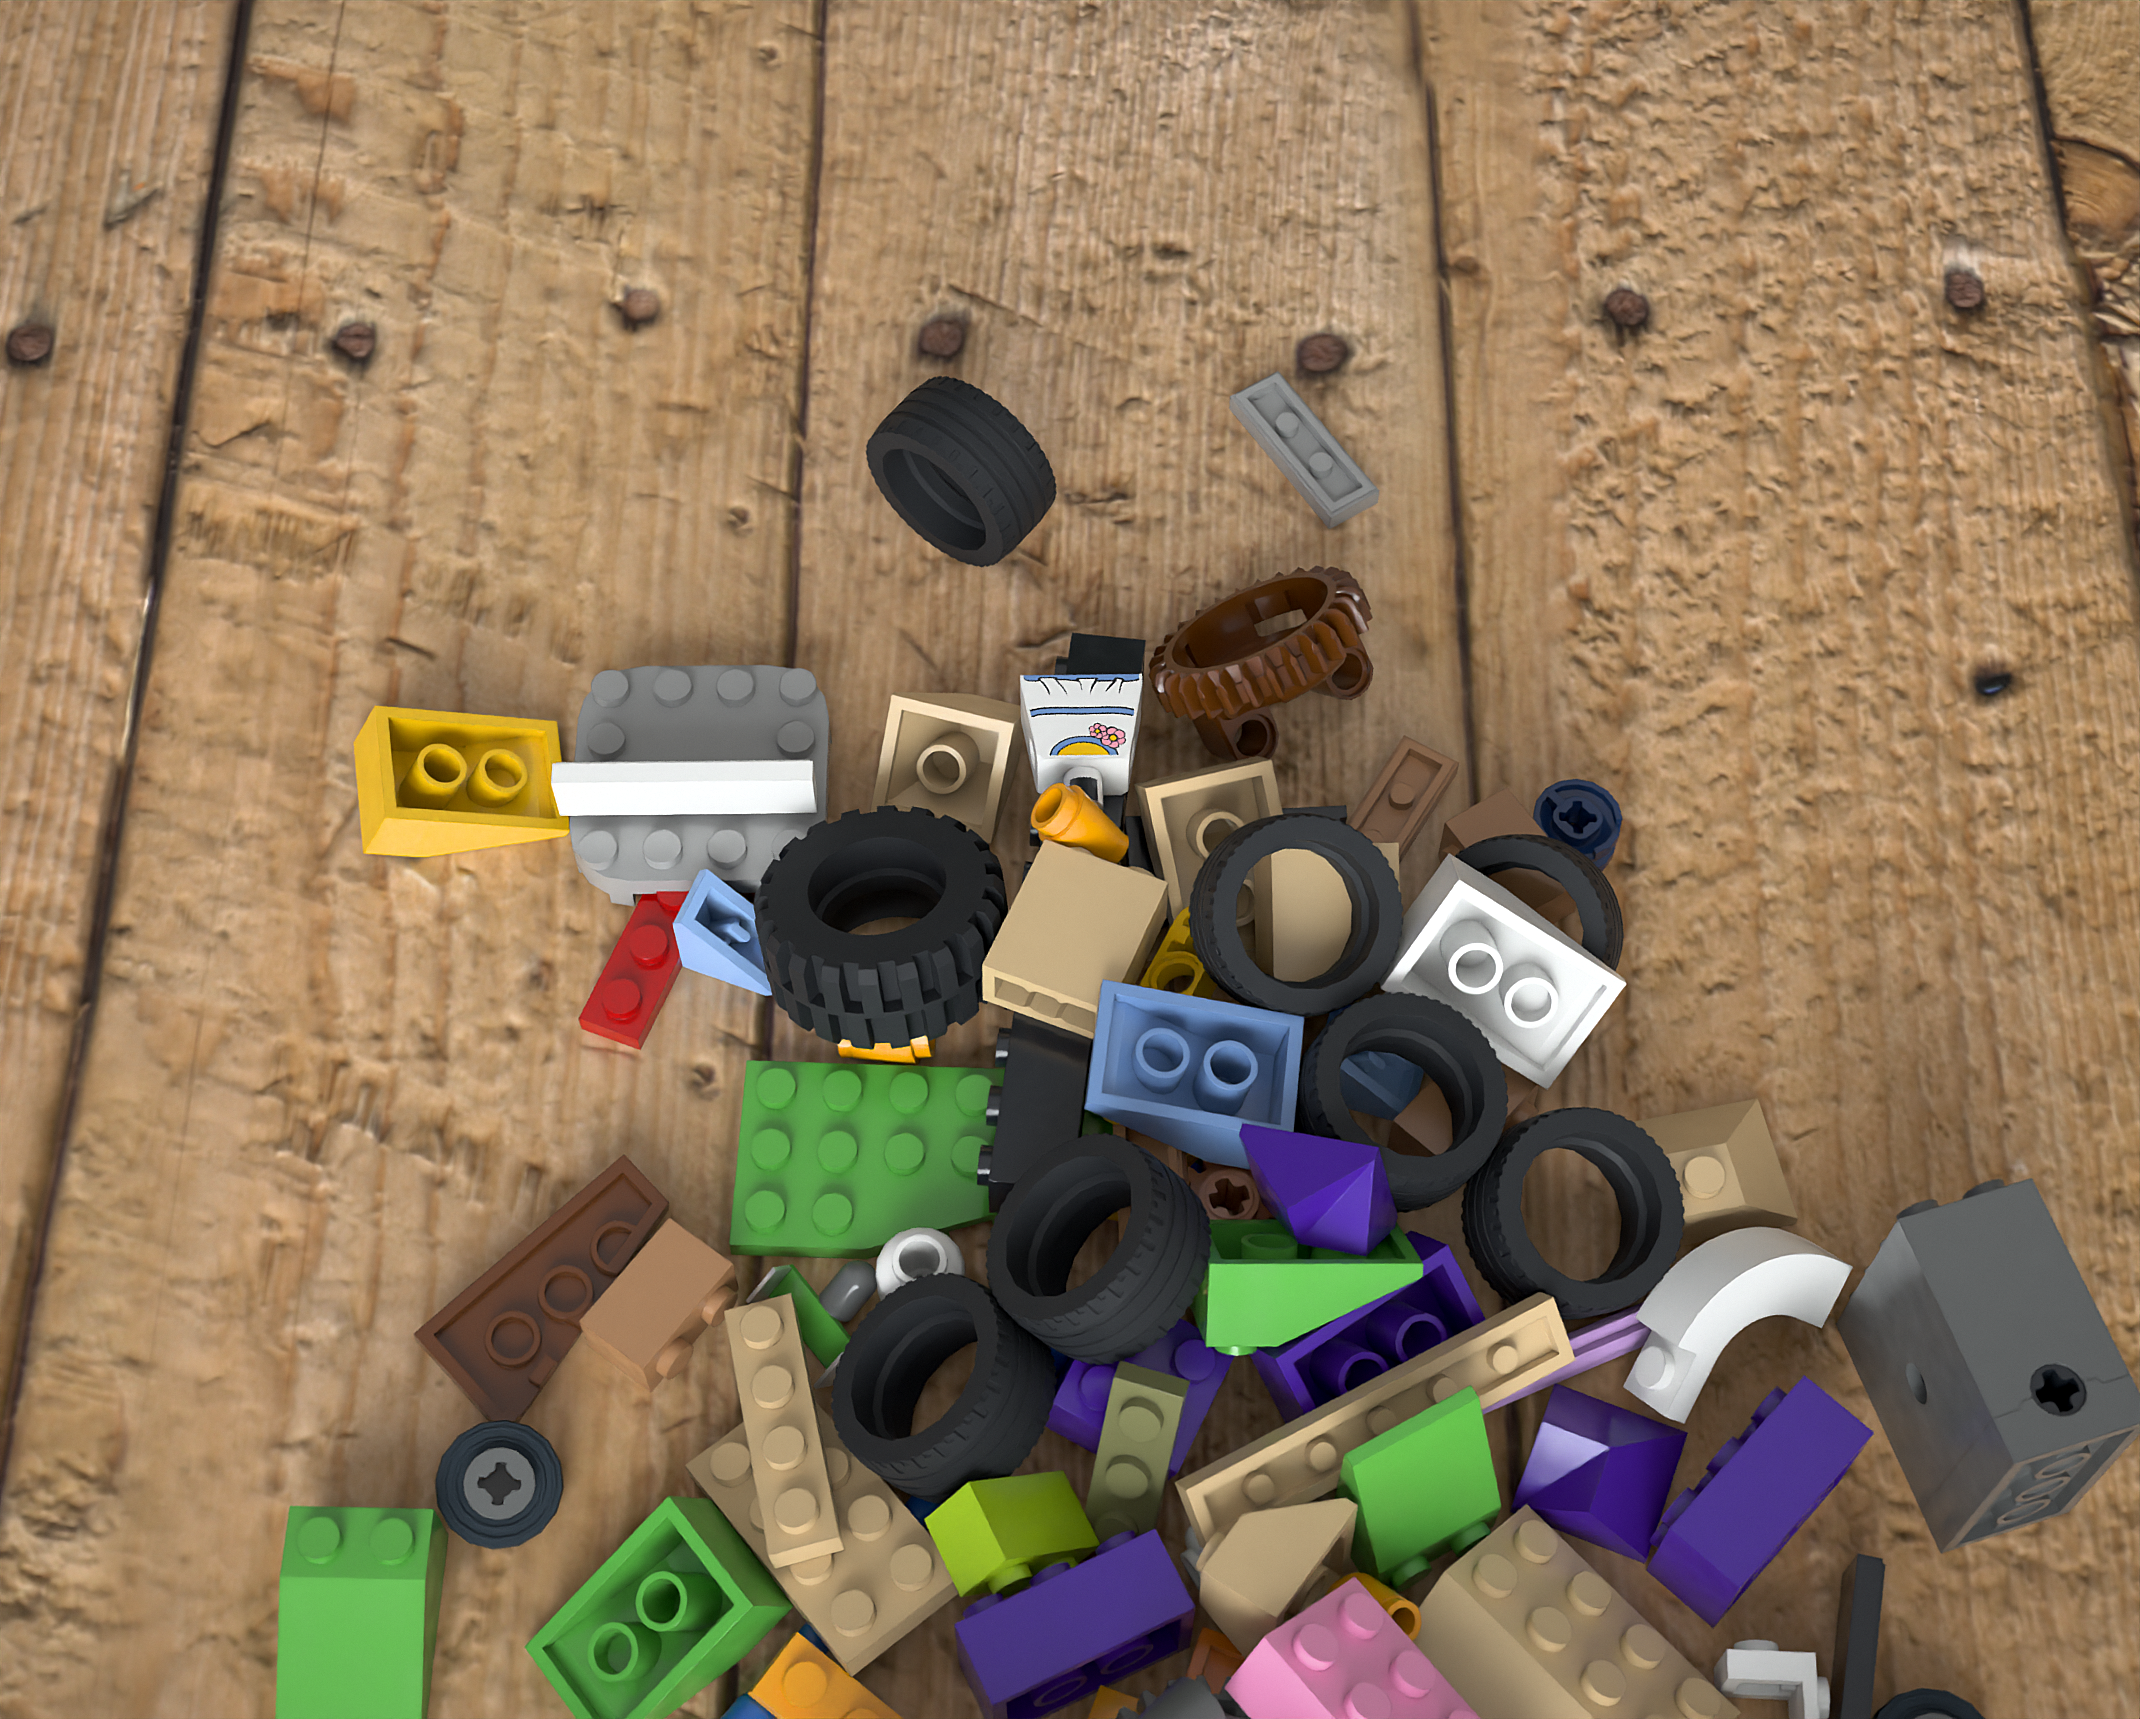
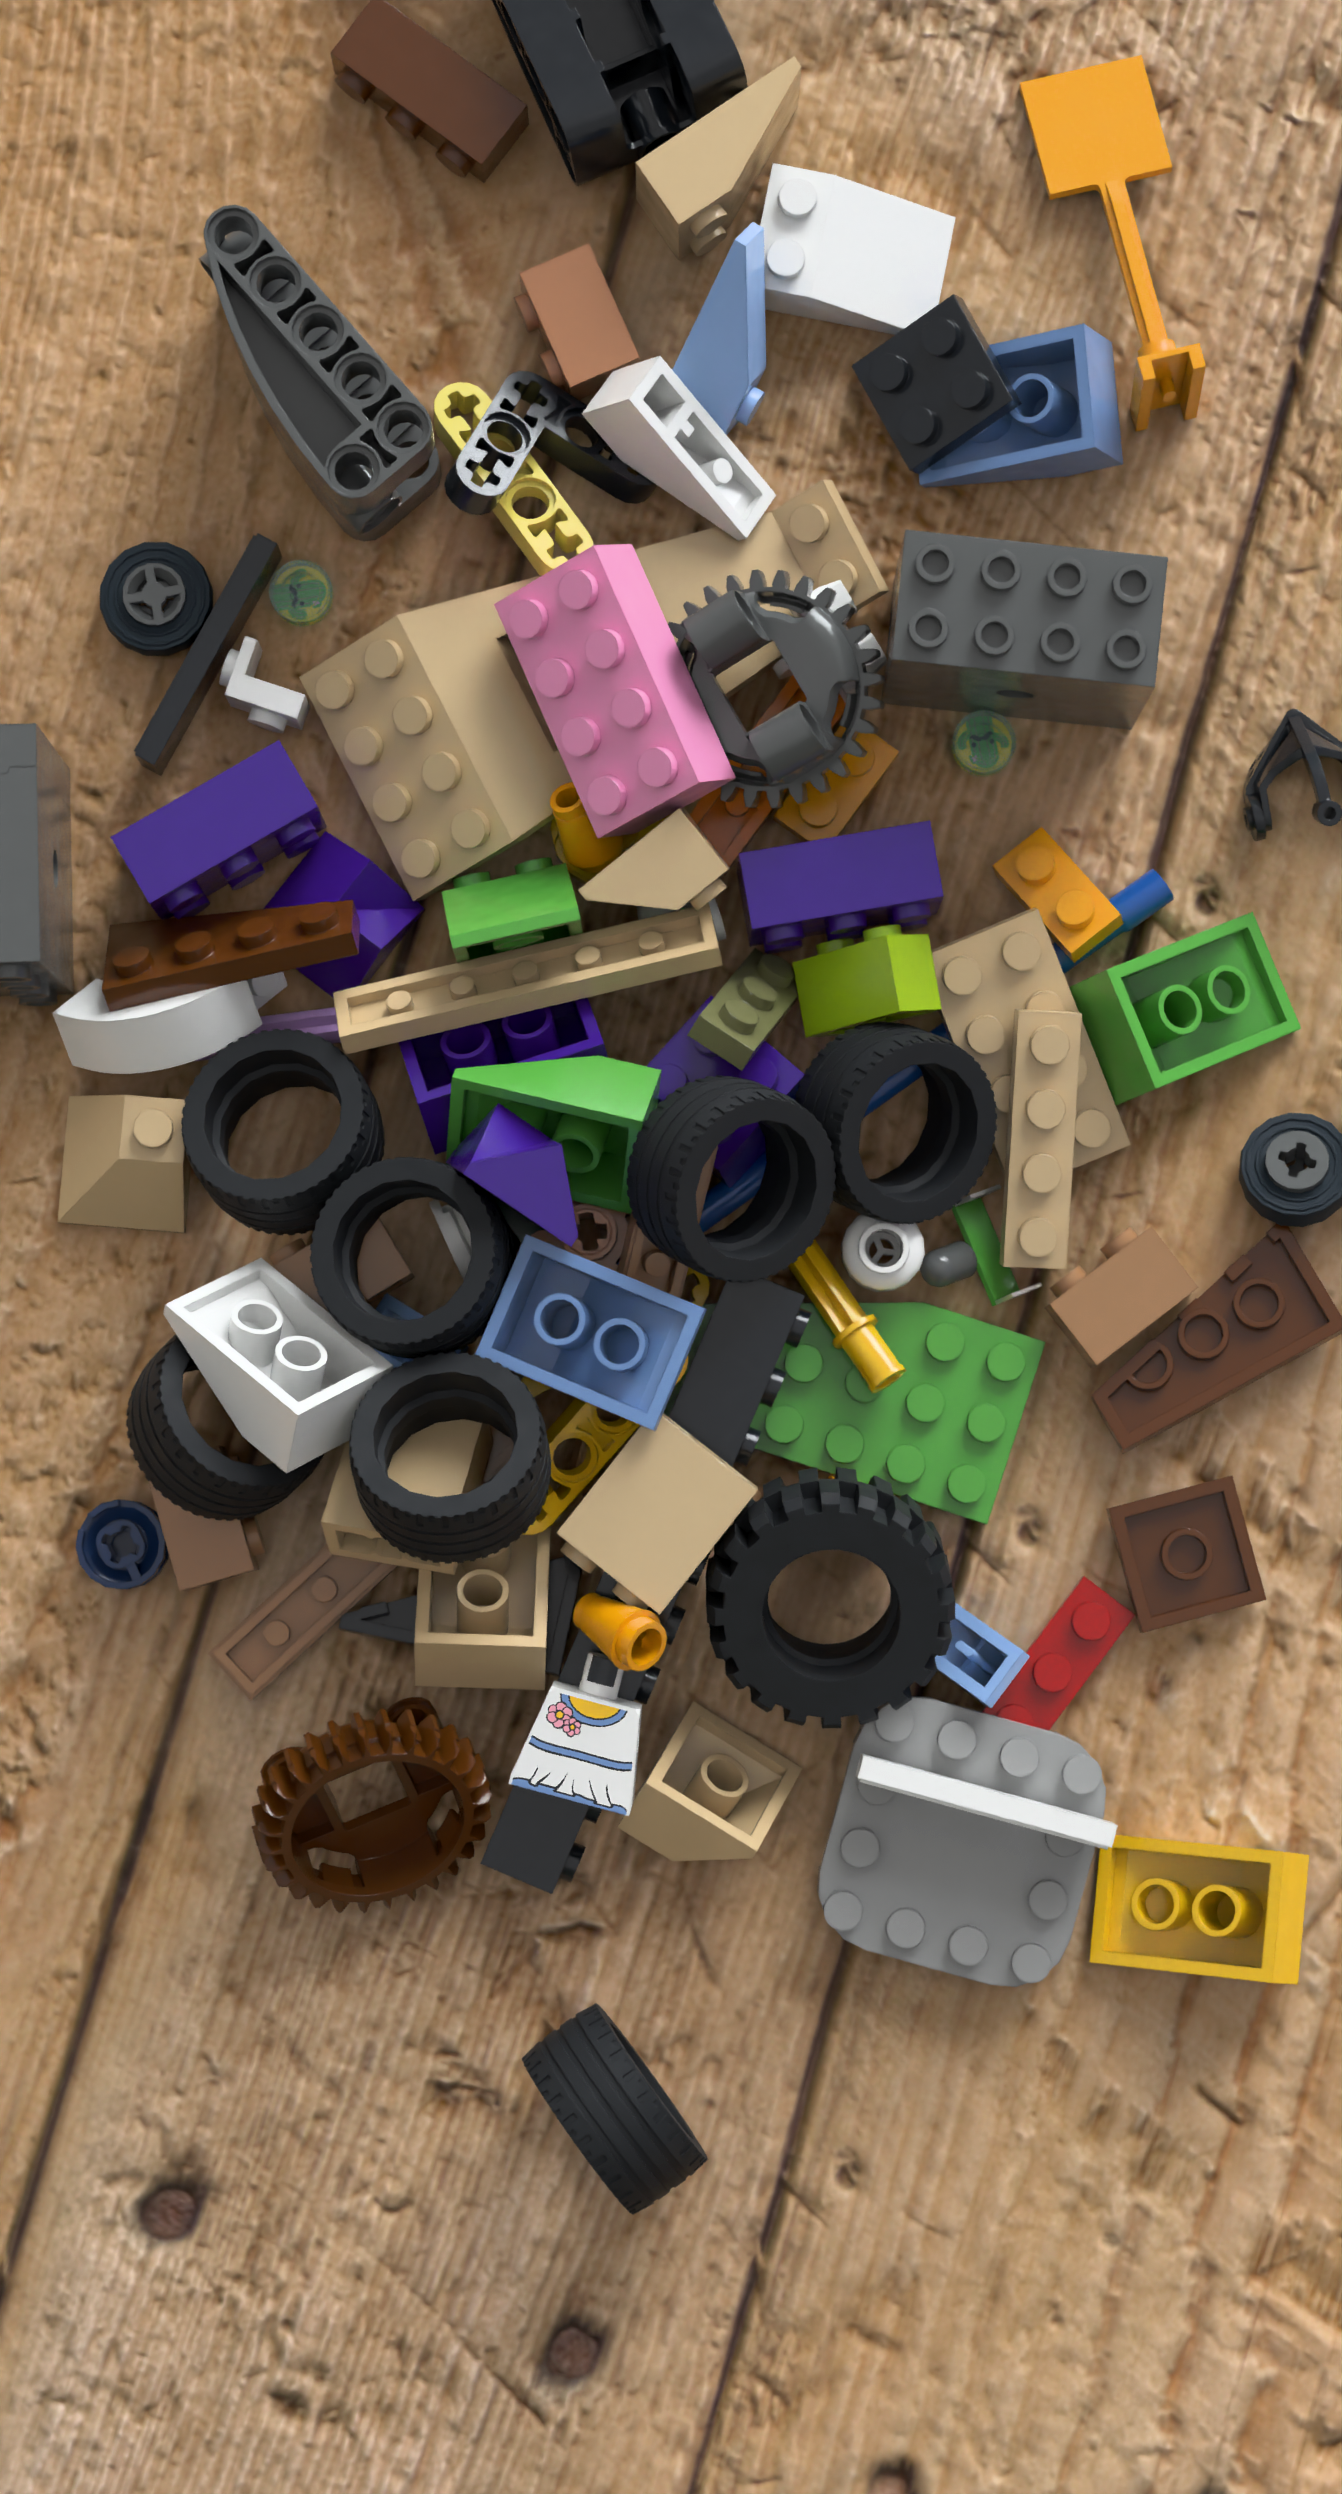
camera: 165 degrees left, 25 degrees up
(539, 1085) = (1186, 1554): none -> reddish brown plate
(932, 1195) = (846, 1319): none -> yellow axle
(1304, 450) = (233, 2085): light grey tile -> none
(1704, 1370) = (213, 950): none -> reddish brown wing

